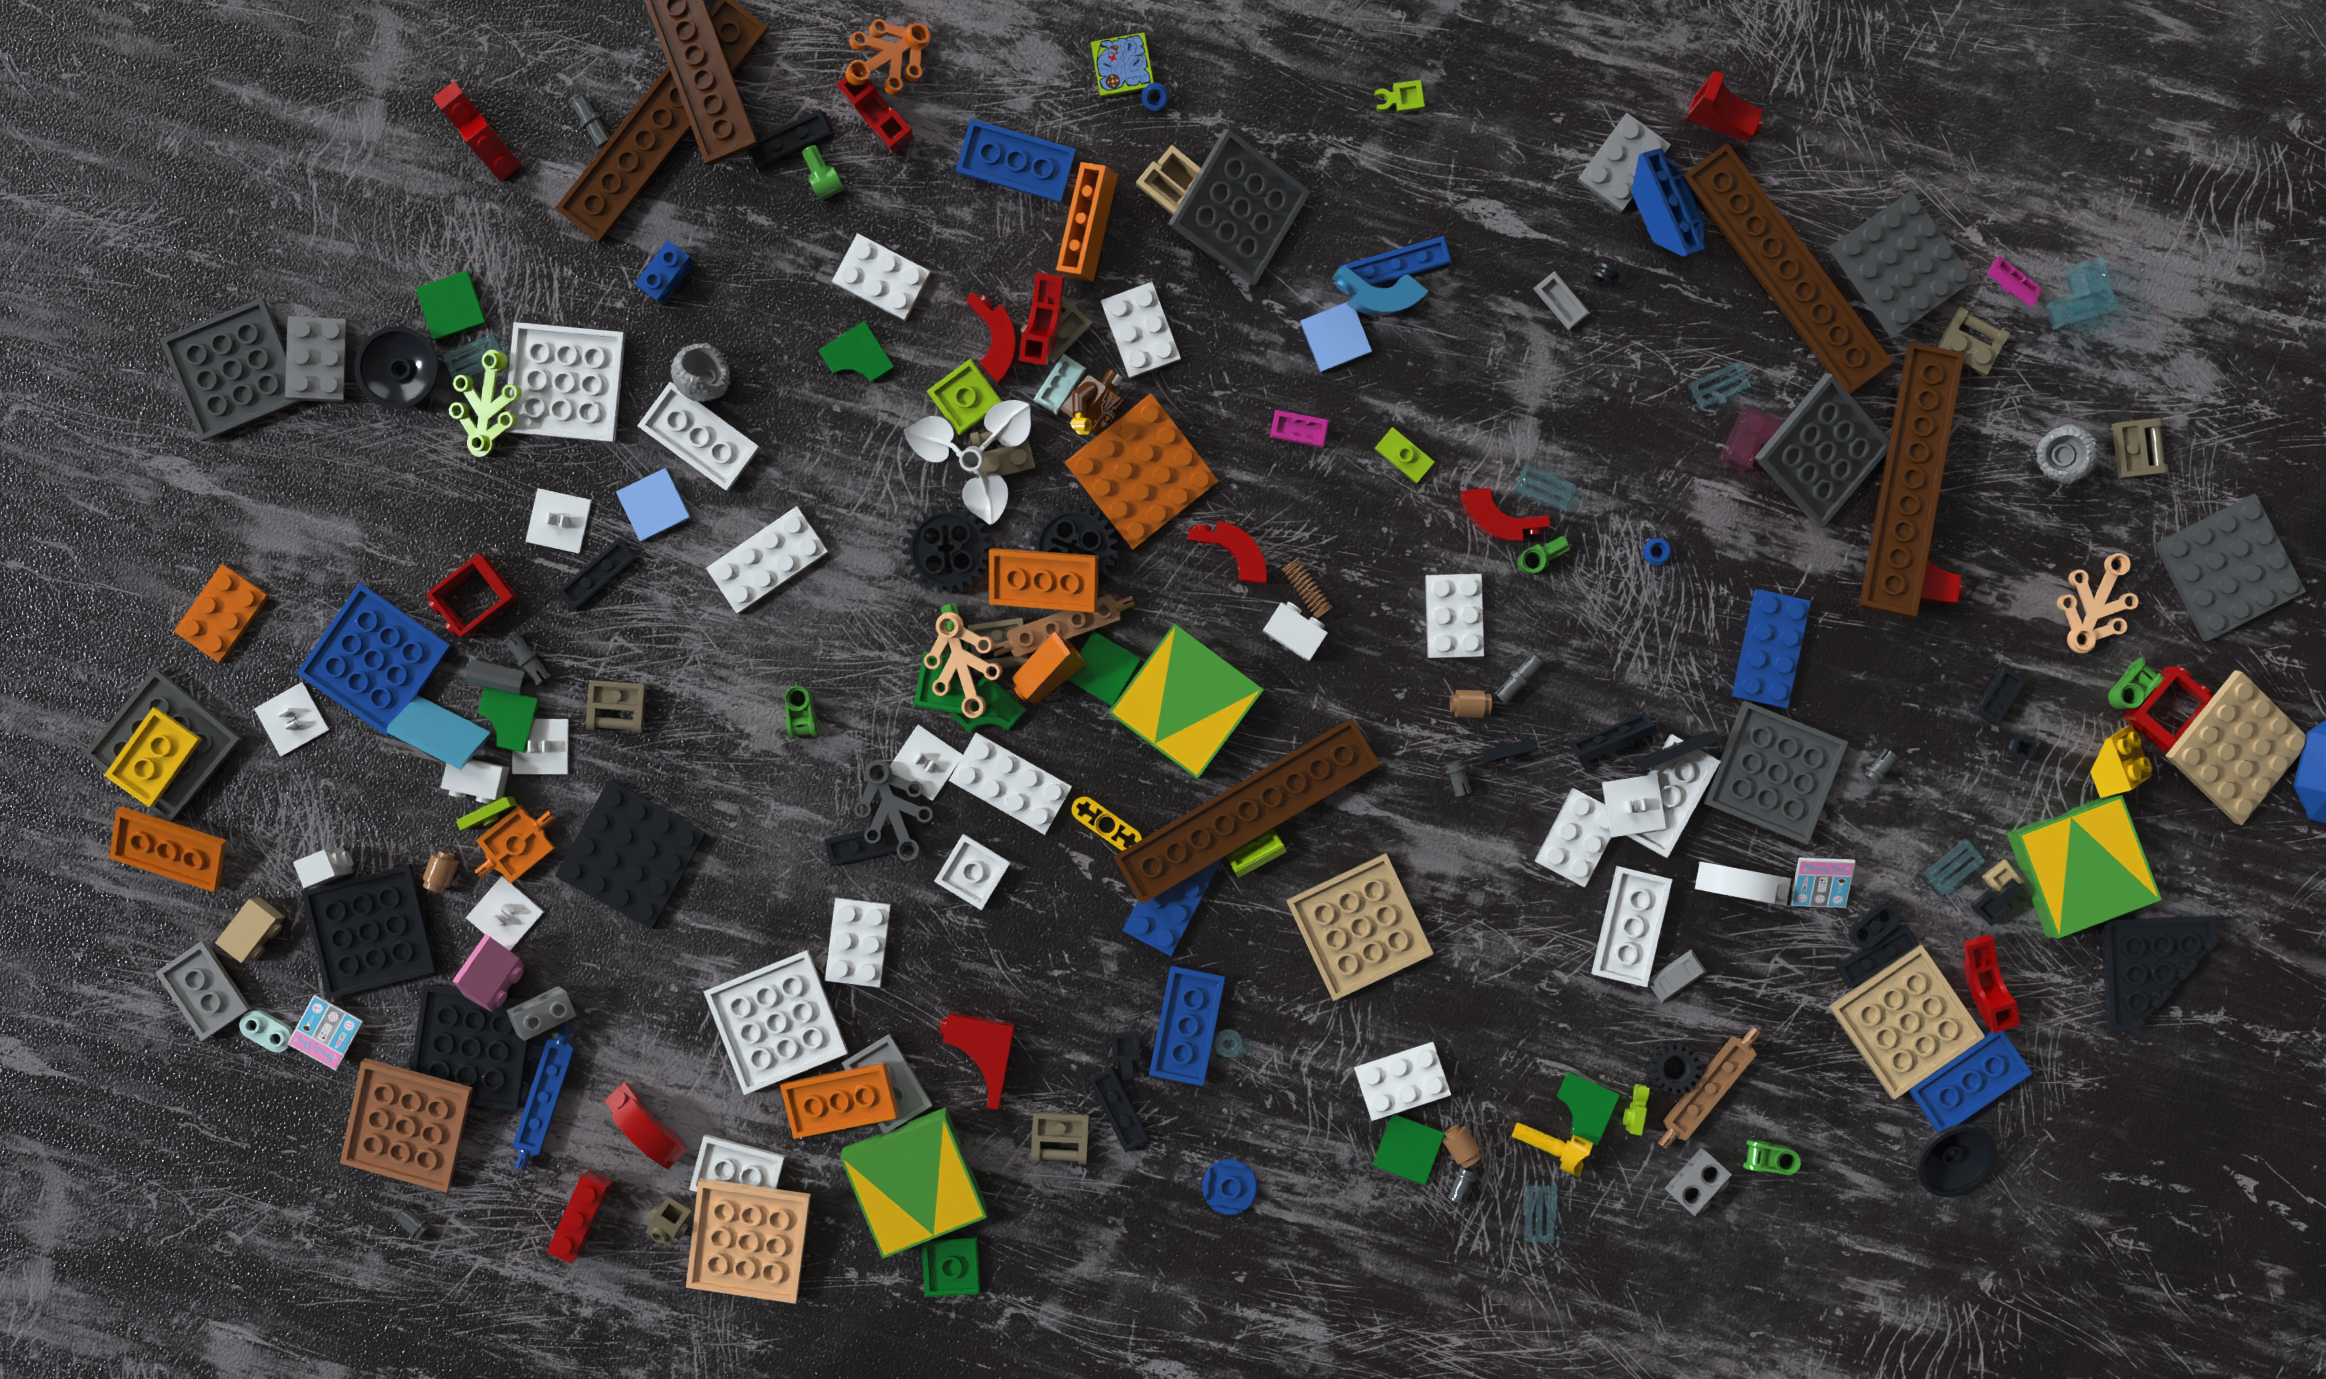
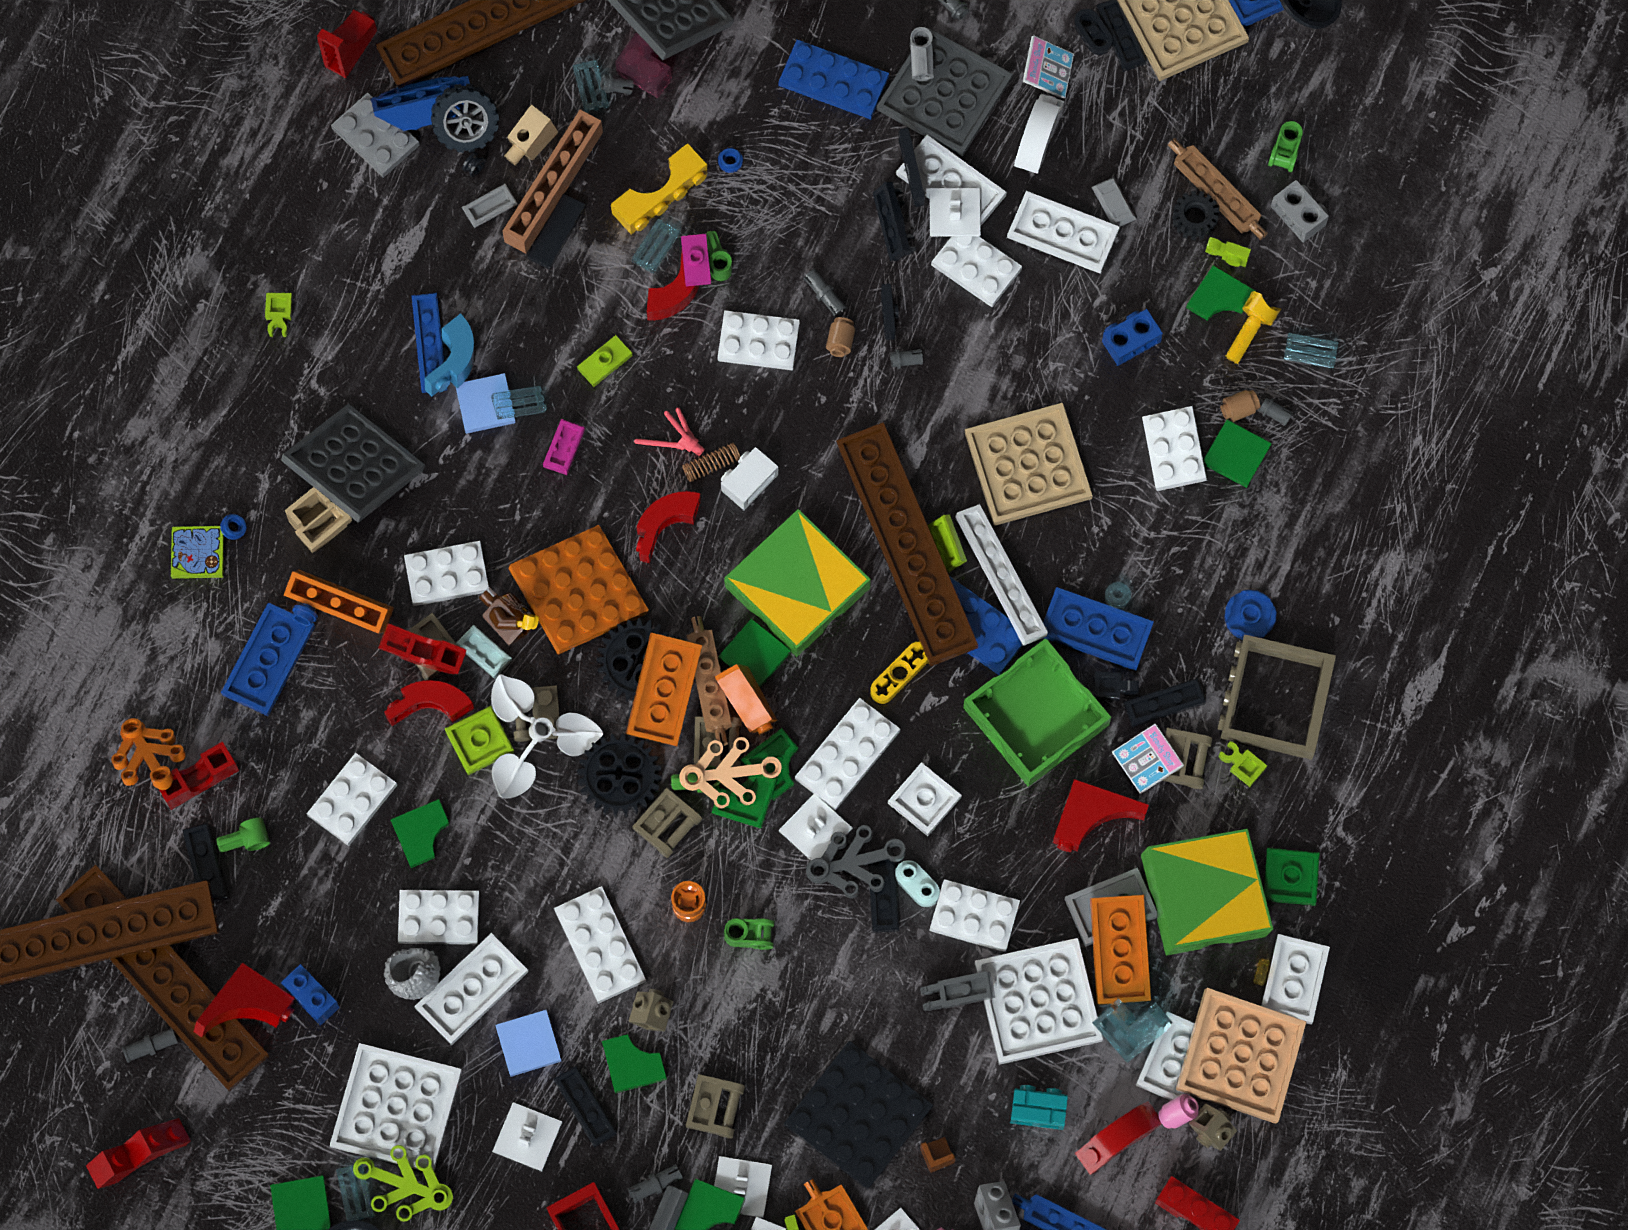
camera: 80 degrees left, 15 degrees down
(600, 942) = (937, 1154): none -> dark orange panel
(646, 612) = (630, 1066): none -> green tile
(650, 206) = (246, 996): none -> red arch
(663, 1039) = (1039, 1108): none -> teal brick
(677, 1184) = (1178, 1111): none -> bright pink brick
(701, 624) = (651, 1010): none -> dark tan brick
(750, 1124) = (1128, 1033): none -> clear light blue brick
(770, 389) = (438, 917): none -> white plate
(770, 940) = (960, 991): none -> dark grey hinge
(822, 644) = (688, 901): none -> orange wheel
(840, 1285) = (1295, 977): none -> white plate
(843, 1249) = (1261, 972): none -> clear yellow tile
(882, 878) = (916, 883): none -> light aqua plate
(910, 599) = (661, 816): none -> dark tan plate
(1051, 1100) = (1147, 758): none -> piece
(1061, 1203) = (1245, 766): none -> lime plate
(1065, 188) = (304, 614): none -> blue plate
(1083, 976) = (1037, 712): none -> bright green tile
(1141, 1273) = (1287, 652): none -> dark tan window
(1228, 916) = (1001, 574): none -> white plate
(1328, 558) = (687, 441): none -> coral plant
(1349, 392) = (538, 398): none -> clear light blue tile
(1517, 1022) = (1135, 341): none -> blue brick
(1529, 533) = (695, 260): none -> dark pink plate
(1543, 378) = (556, 231): none -> black tile
(1582, 460) = (637, 208): none -> yellow arch
(1598, 363) = (552, 181): none -> nougat brick
(1655, 334) = (530, 135): none -> tan torso
(1677, 251) = (465, 95): none -> black wheel
(1724, 413) = (616, 84): none -> dark grey pin
(1810, 742) = (921, 55): none -> light grey piece

